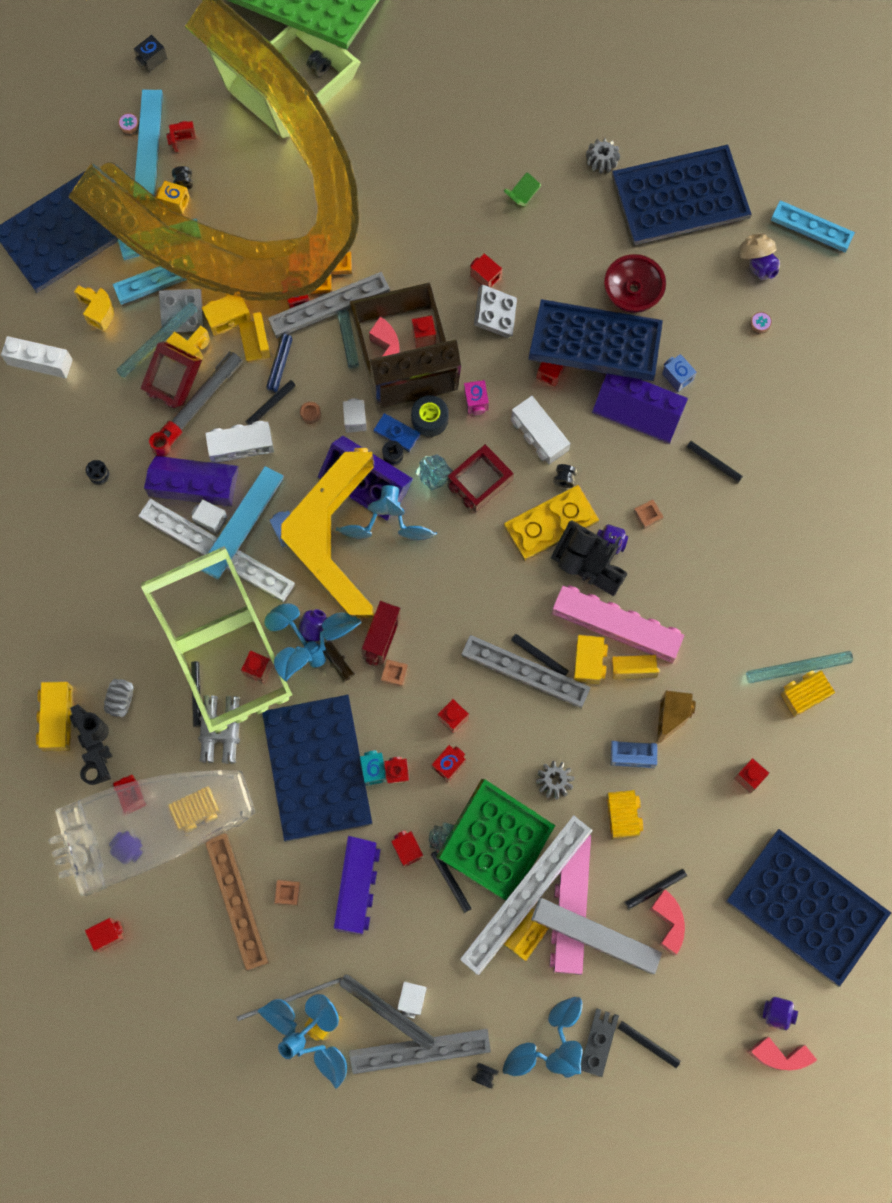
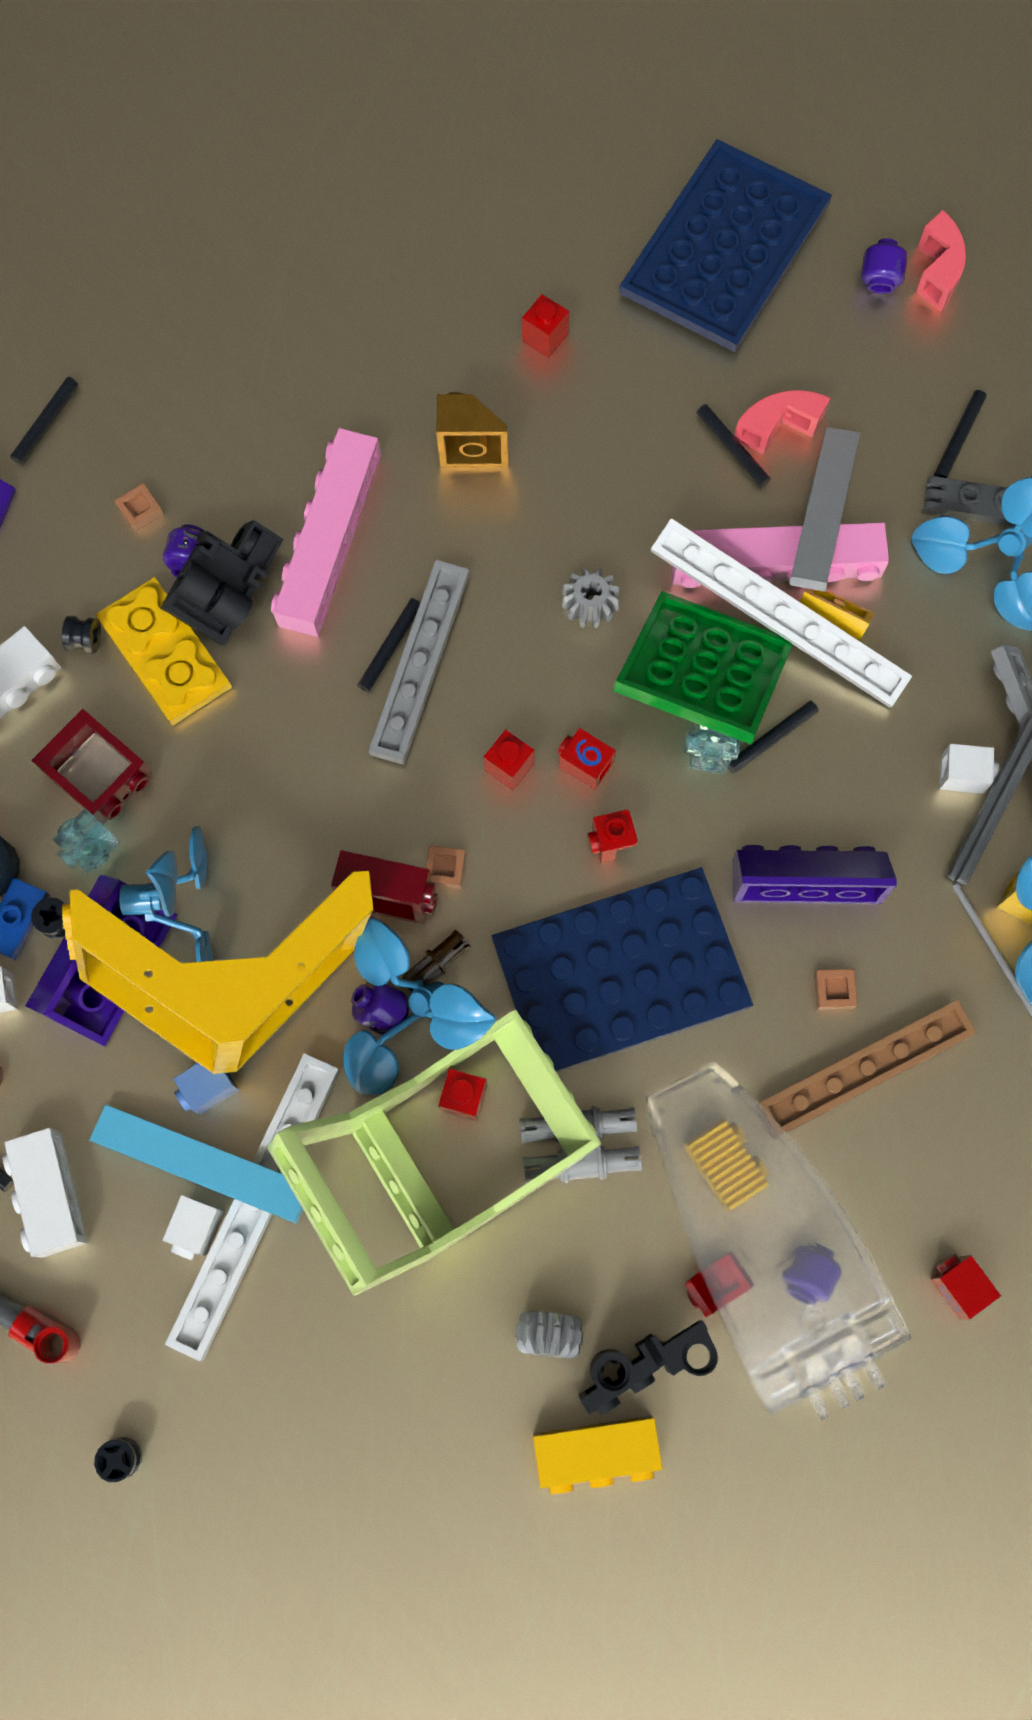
camera: 95 degrees left, 0 degrees up
(191, 480) = (124, 1272): dark purple slope -> none
(195, 672) = (541, 1195): black bar -> none
(373, 768) = (611, 874): teal brick -> none
(407, 848) = (734, 805): red brick -> none
(589, 659) = (390, 567): yellow brick -> none
(624, 815) = (630, 495): yellow brick -> none
(633, 754) = (533, 490): medium blue hinge -> none
(634, 667) = (394, 504): yellow panel -> none
(799, 666) = (368, 281): clear light blue axle -> none
(807, 693) = (409, 263): yellow brick -> none

